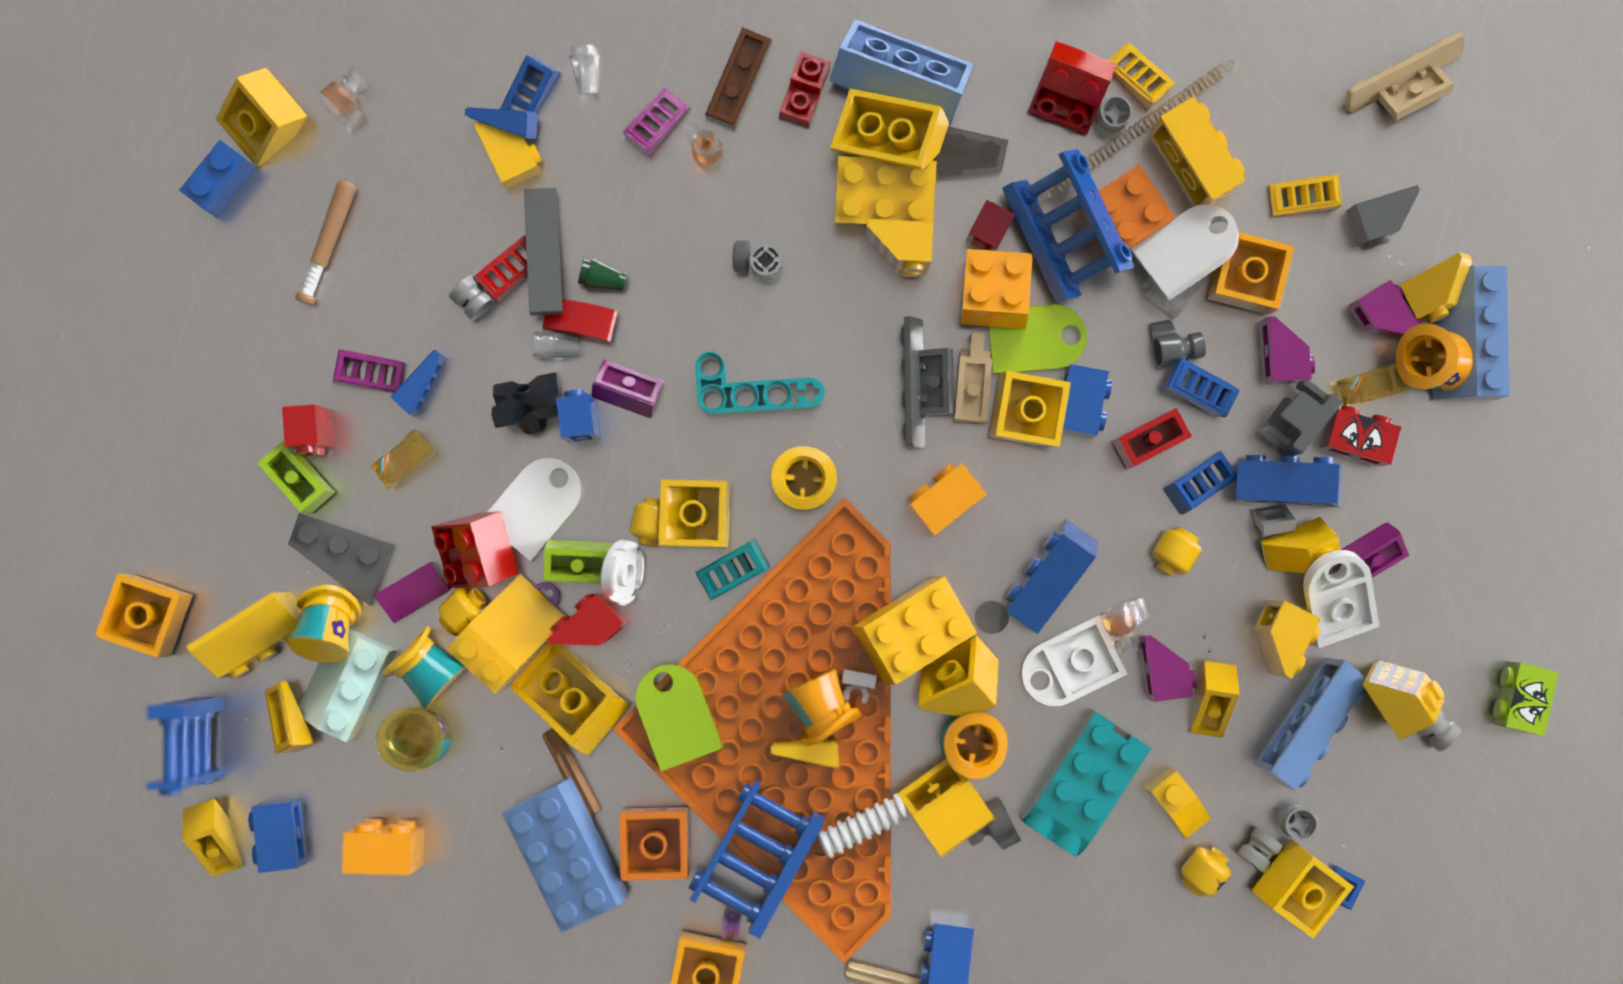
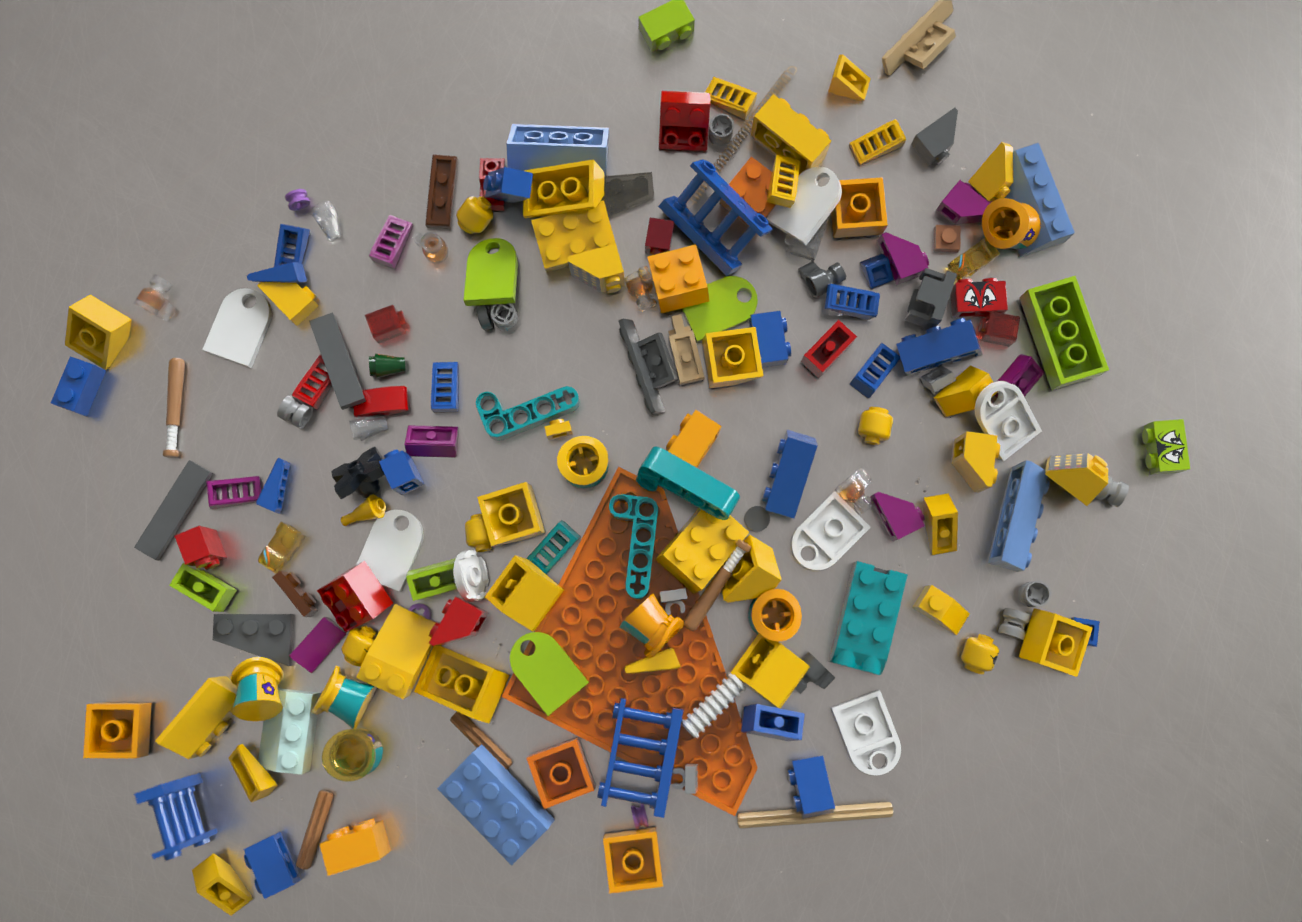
camera: 15 degrees left, 5 degrees down
(287, 369) = (173, 510): none -> dark grey tile
(340, 810) = (314, 829): none -> medium nougat axle
(400, 508) = (302, 601): none -> reddish brown plate
(433, 171) = (238, 329): none -> white tile
(526, 449) = (369, 509): none -> yellow cone
(556, 30) = (297, 199): none -> medium lavender bush
(617, 224) = (386, 323): none -> clear red brick
(655, 351) = (437, 406): none -> blue slope
(680, 614) = (524, 592): none -> yellow slope
(766, 207) = (491, 276): none -> lime tile
(770, 123) = (474, 214): none -> yellow head
(786, 426) = (558, 429): none -> yellow plate
(805, 903) = (690, 778): none -> light grey tile
(824, 101) = (508, 185): none -> blue brick
(834, 605) = (637, 547): none -> teal beam
(912, 686) = (712, 591): none -> medium nougat piece
(921, 549) = (687, 482): none -> teal beam
(927, 870) = (772, 722): none -> blue brick
(945, 281) = (640, 285): none -> clear piece
(1038, 917) = (868, 731): none -> white tile
(1157, 231) = (777, 197): none -> yellow slope
(1247, 358) = (877, 270): none -> blue slope
(1296, 103) = (849, 80): none -> yellow slope
(1348, 346) = (947, 238): none -> nougat plate
(1372, 482) = (999, 328): none -> clear red brick
(1450, 515) = (1063, 332): none -> lime brick

